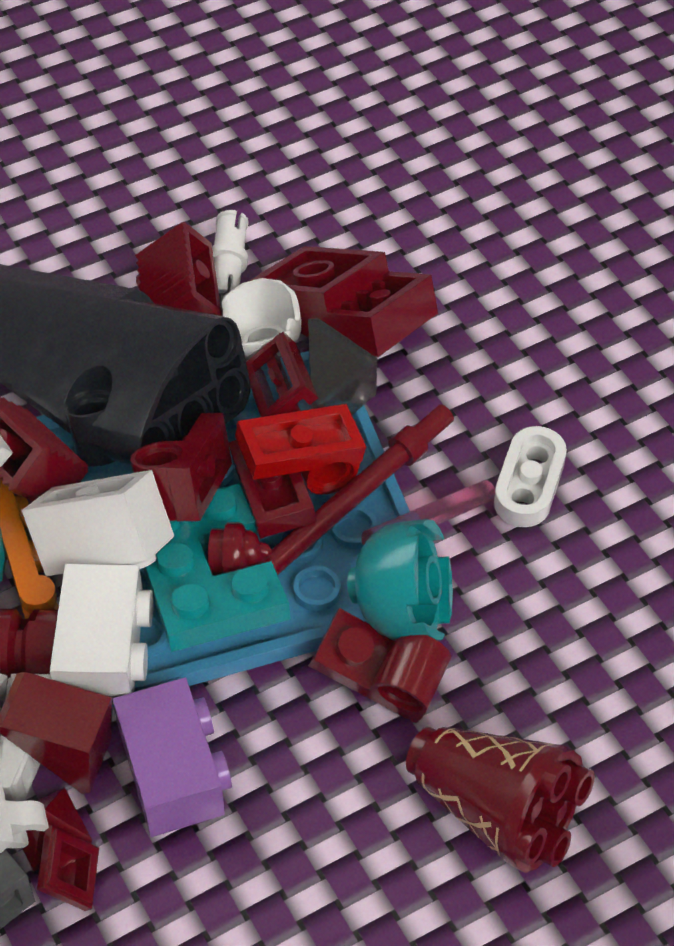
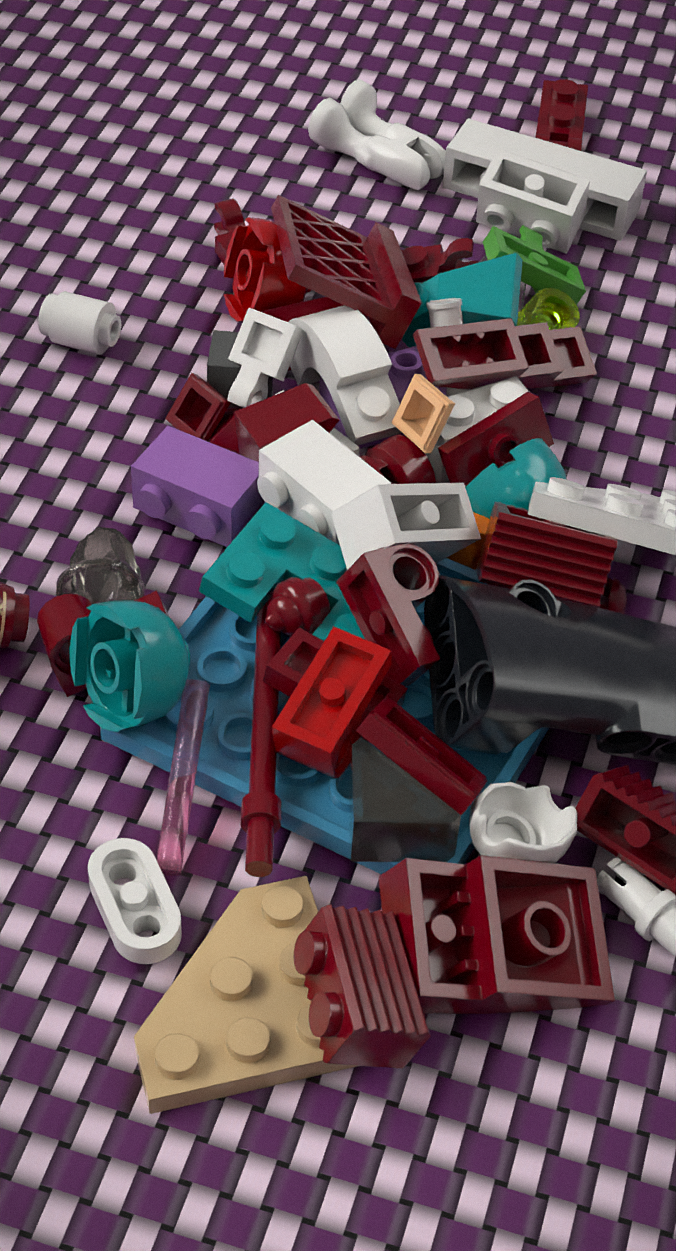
camera: 135 degrees right, 5 degrees down
(328, 736) = (102, 569): none -> clear smoke piece
(456, 306) = (360, 988): none -> dark red brick
(511, 380) = (236, 1007): none -> tan plate

